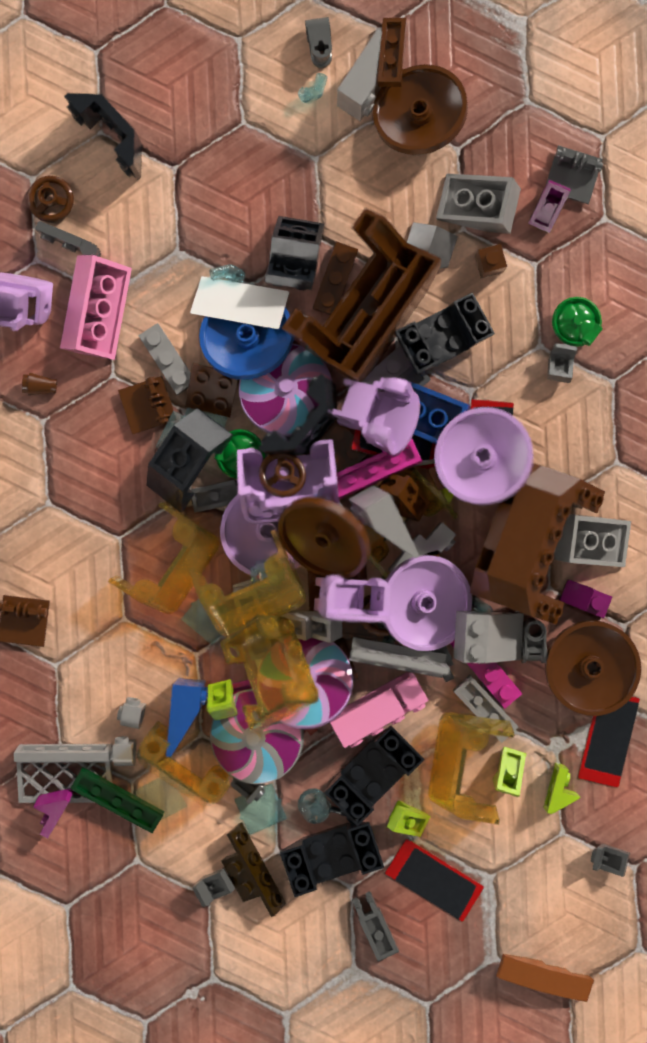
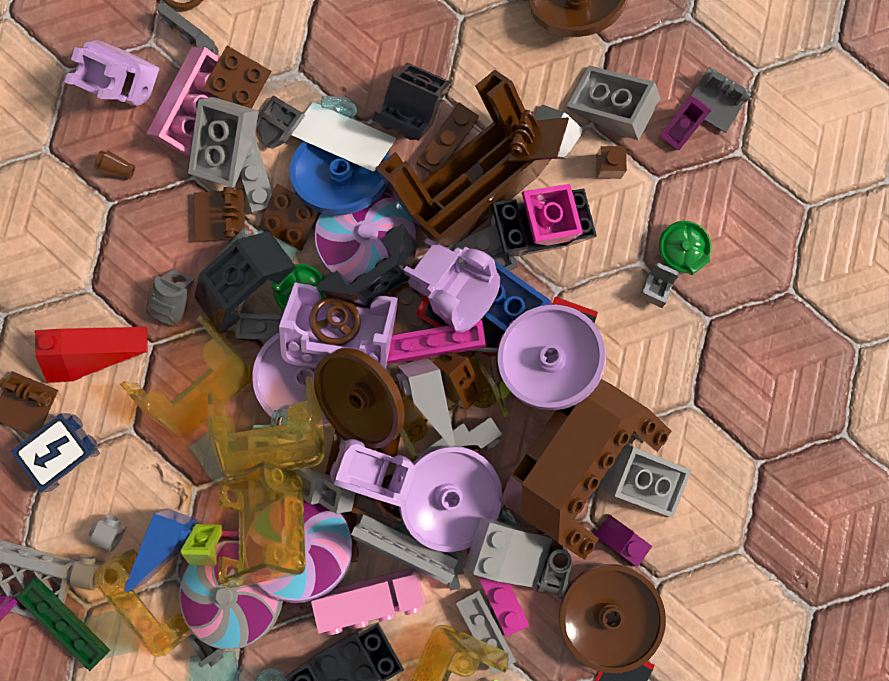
camera: 20 degrees right, 5 degrees down
(59, 562) = (77, 352): none -> red wedge
(65, 654) = (55, 451): none -> panel
(123, 494) = (168, 299): none -> dark grey piece
(129, 276) = (237, 78): none -> reddish brown hinge
(131, 336) = (221, 140): none -> light grey slope
(176, 305) = (277, 122): none -> flat silver slope
(421, 261) = (537, 138): none -> reddish brown hinge
(451, 326) = (552, 214): none -> dark pink slope

